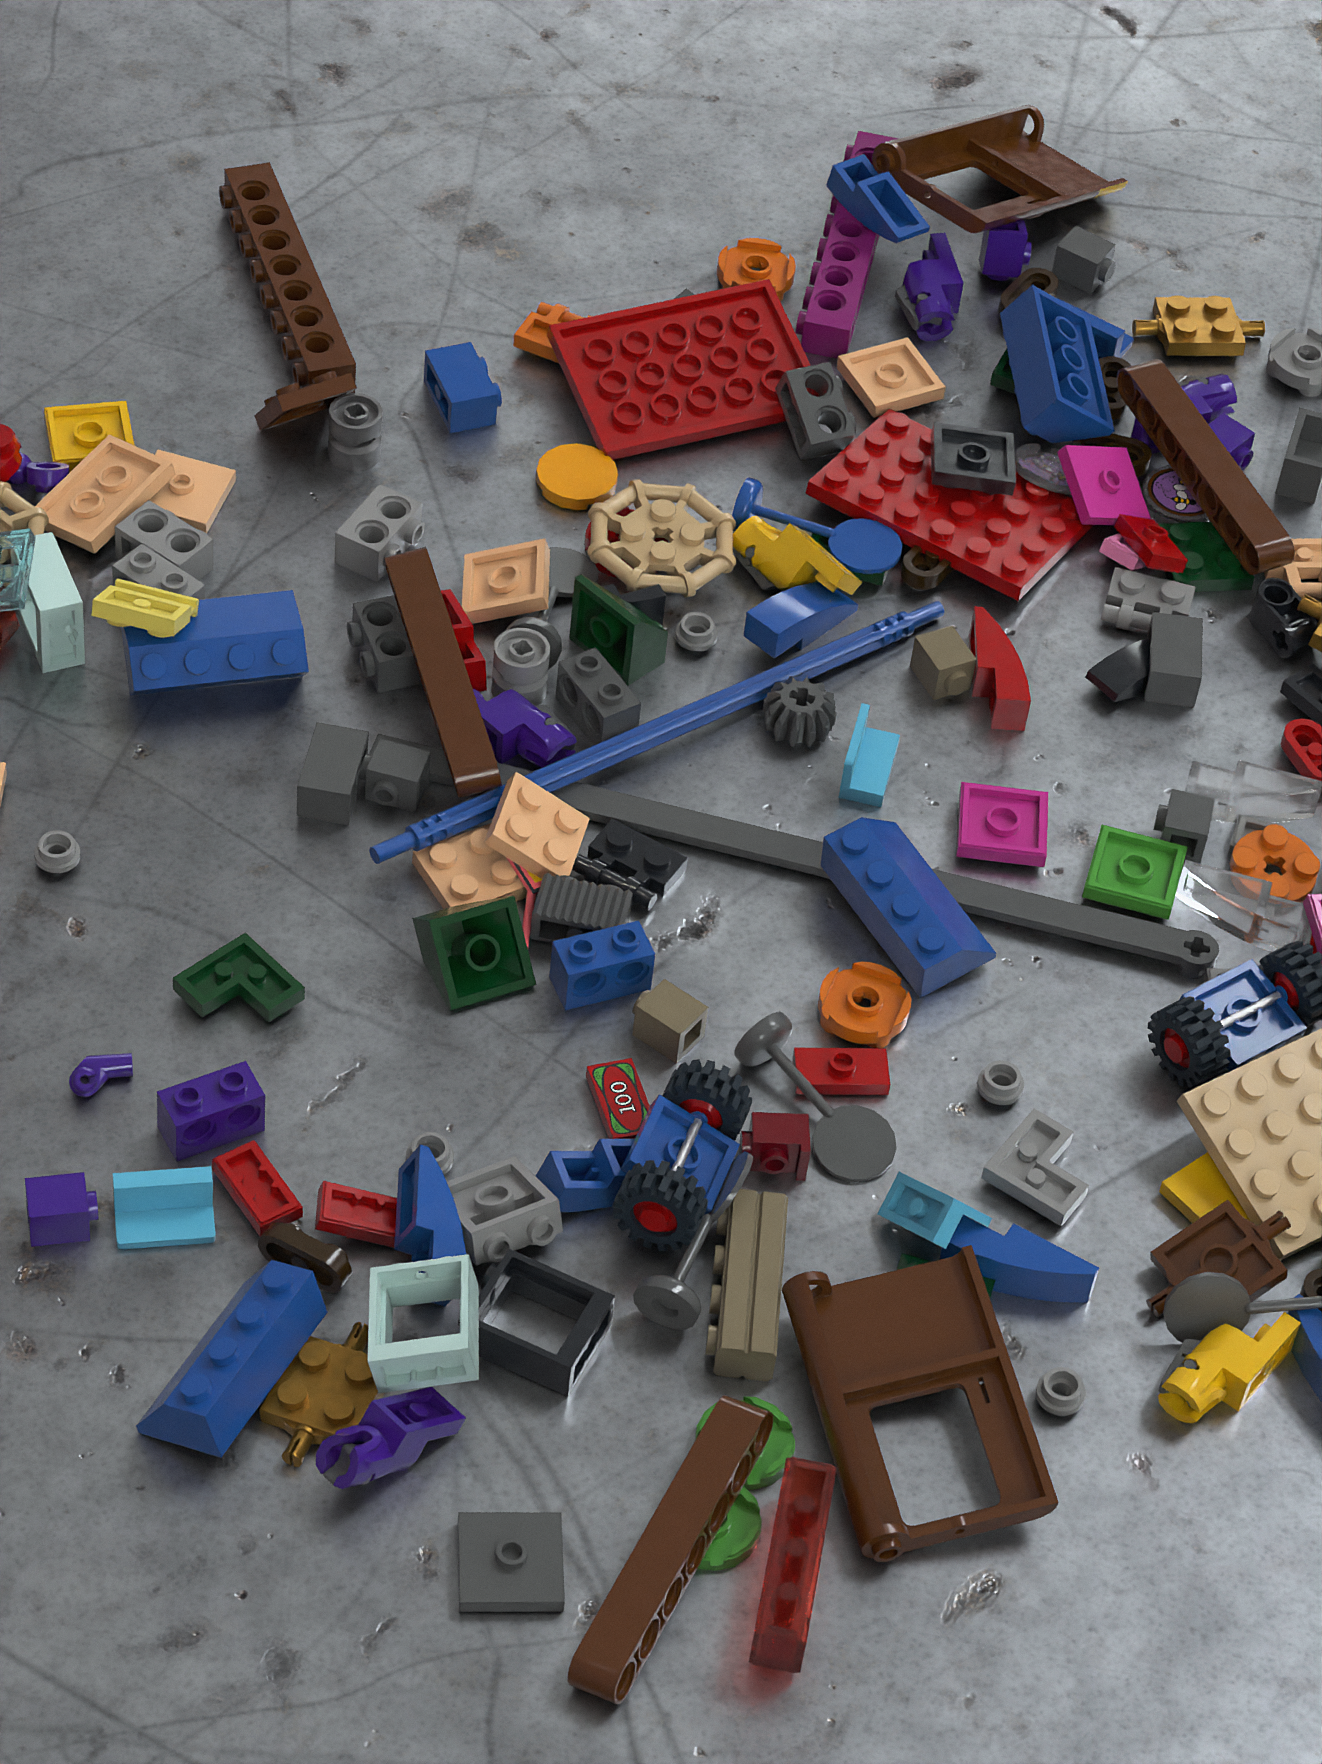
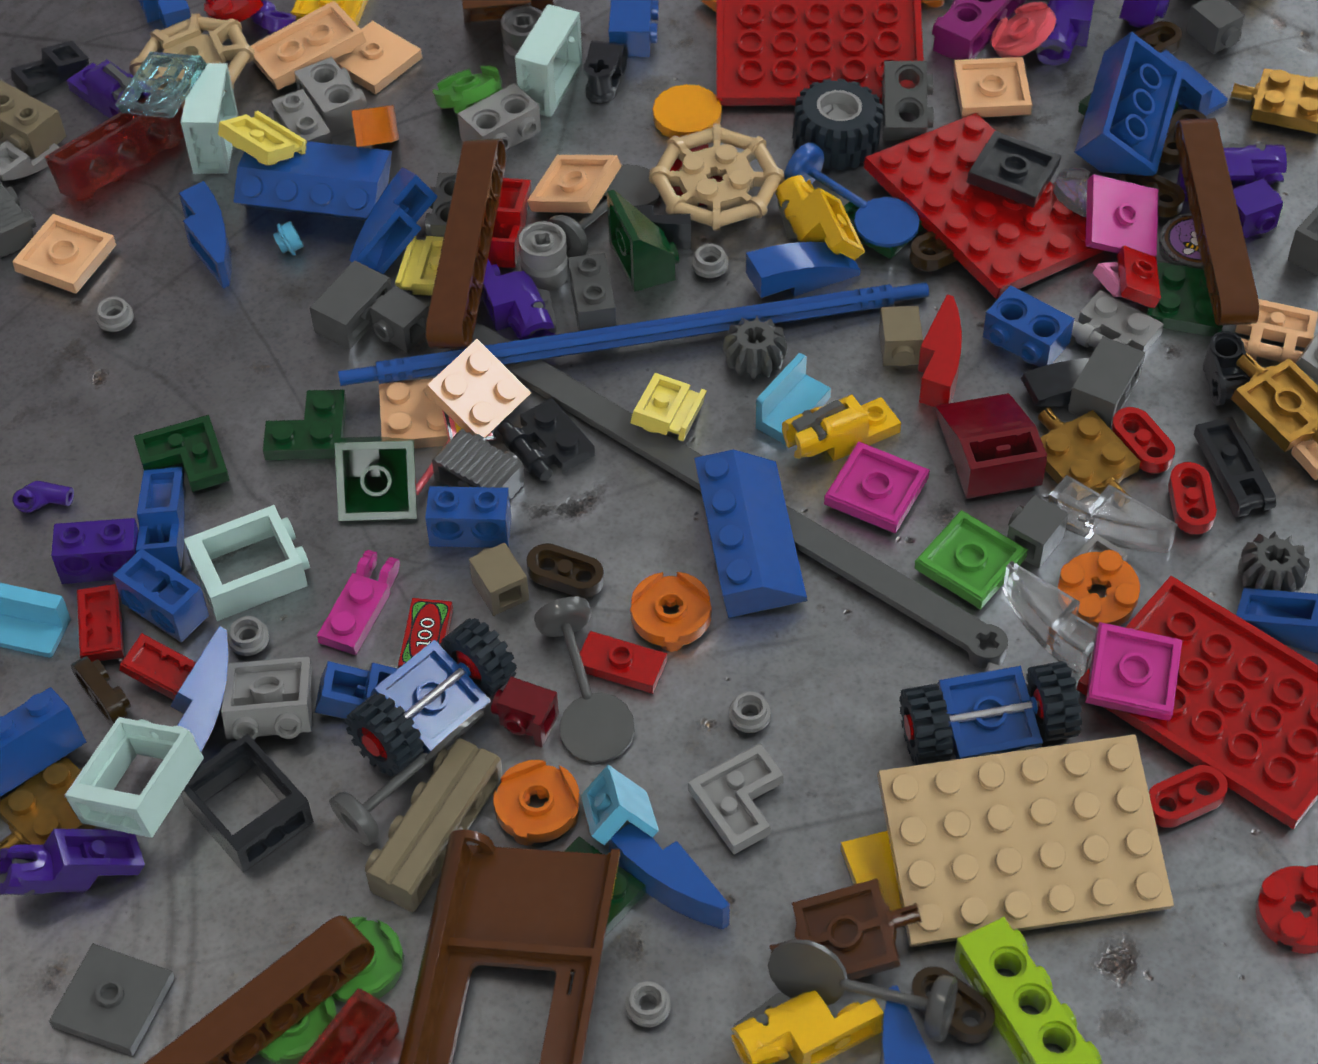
camera: 30 degrees right, 5 degrees up
(115, 733) = (207, 231): none -> blue slope
(210, 718) = (288, 238): none -> medium azure plate
(247, 1036) = (162, 515): none -> blue slope
(249, 567) = (375, 125): none -> orange slope
(318, 1136) = (161, 595): none -> blue brick
(323, 504) = (464, 89): none -> bright green plate
(333, 666) = (392, 221): none -> blue slope
(358, 1109) = (258, 586): none -> light aqua window
(369, 926) = (312, 436): none -> dark green plate
(394, 709) = (420, 265): none -> light yellow plate
(405, 440) = (550, 57): none -> light aqua window
(459, 447) = (604, 69): none -> black piece
(529, 1092) = (358, 605): none -> dark pink hinge
(735, 993) = (567, 570): none -> dark brown plate
(746, 797) = (667, 406): none -> light yellow plate
(756, 444) = (839, 120): none -> black wheel
(834, 1255) = (540, 824): none -> orange plate
(895, 308) = (1024, 30): none -> coral tile
(935, 772) = (840, 427): none -> yellow plate
(1066, 622) = (1028, 327): none -> blue brick
(1097, 750) = (992, 445): none -> dark red slope
(1182, 734) = (1086, 451): none -> pearl gold plate
(1237, 709) = (1148, 440): none -> red plate

